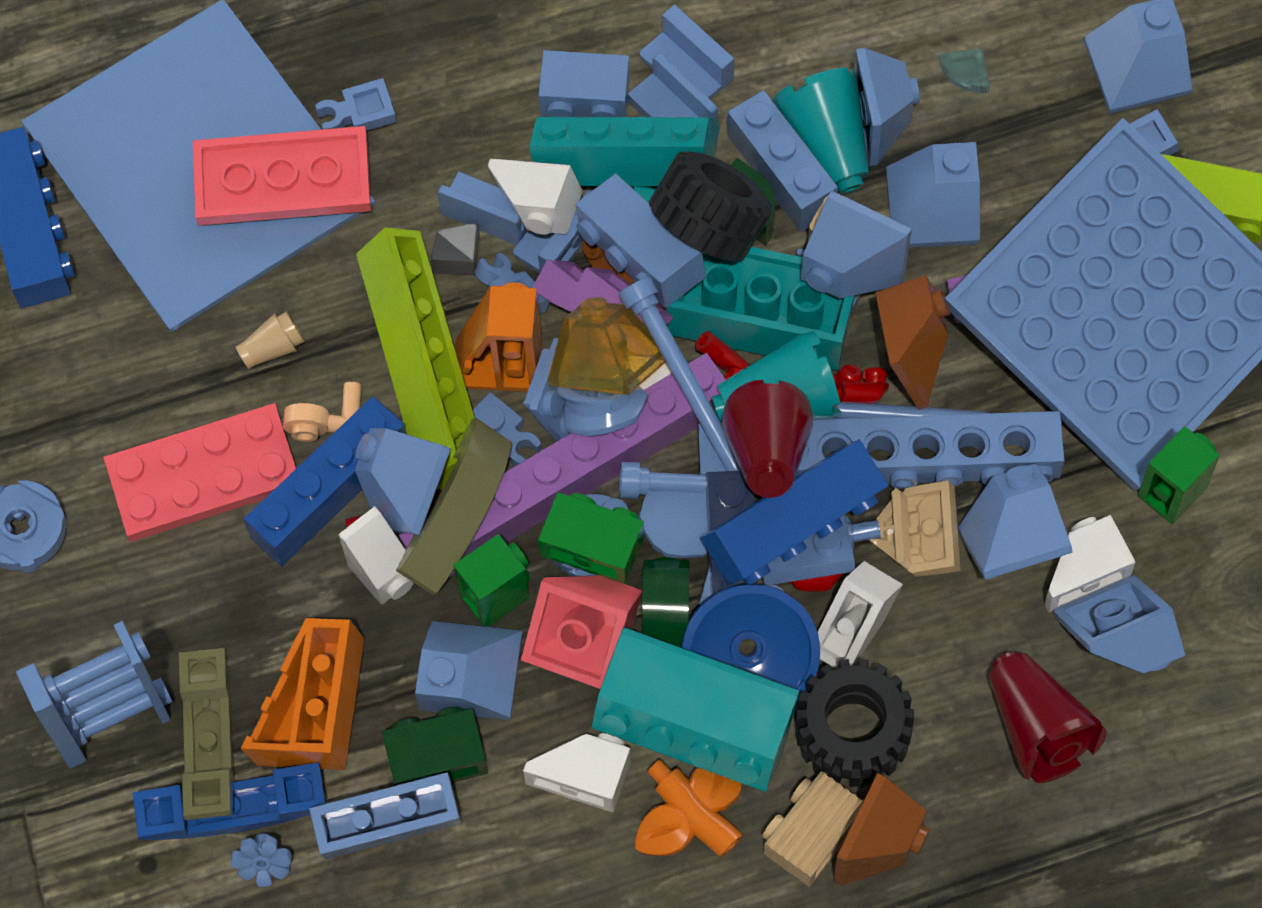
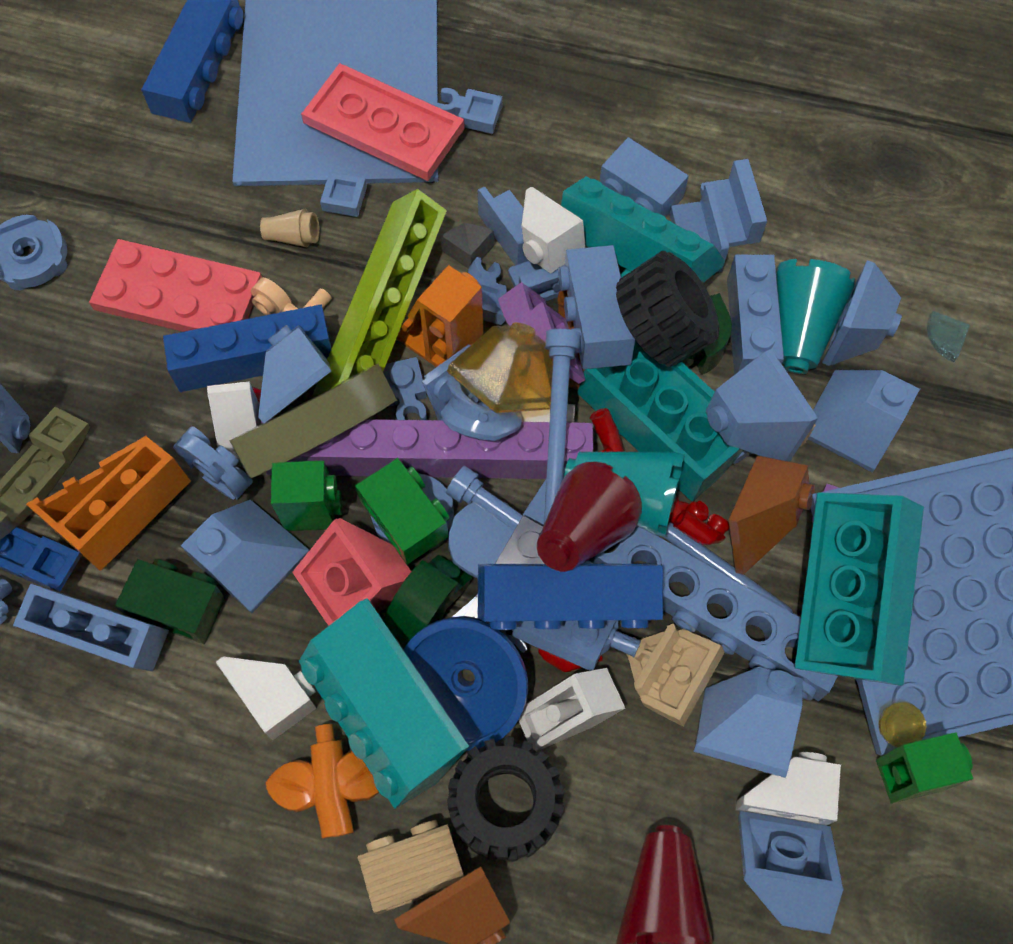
camera: 30 degrees right, 0 degrees up
(296, 274) = (343, 194): none -> medium blue plate
(386, 608) = (216, 465): none -> medium blue plate
(1034, 354) = (860, 587): none -> teal slope
(1138, 449) = (902, 724): none -> clear yellow plate

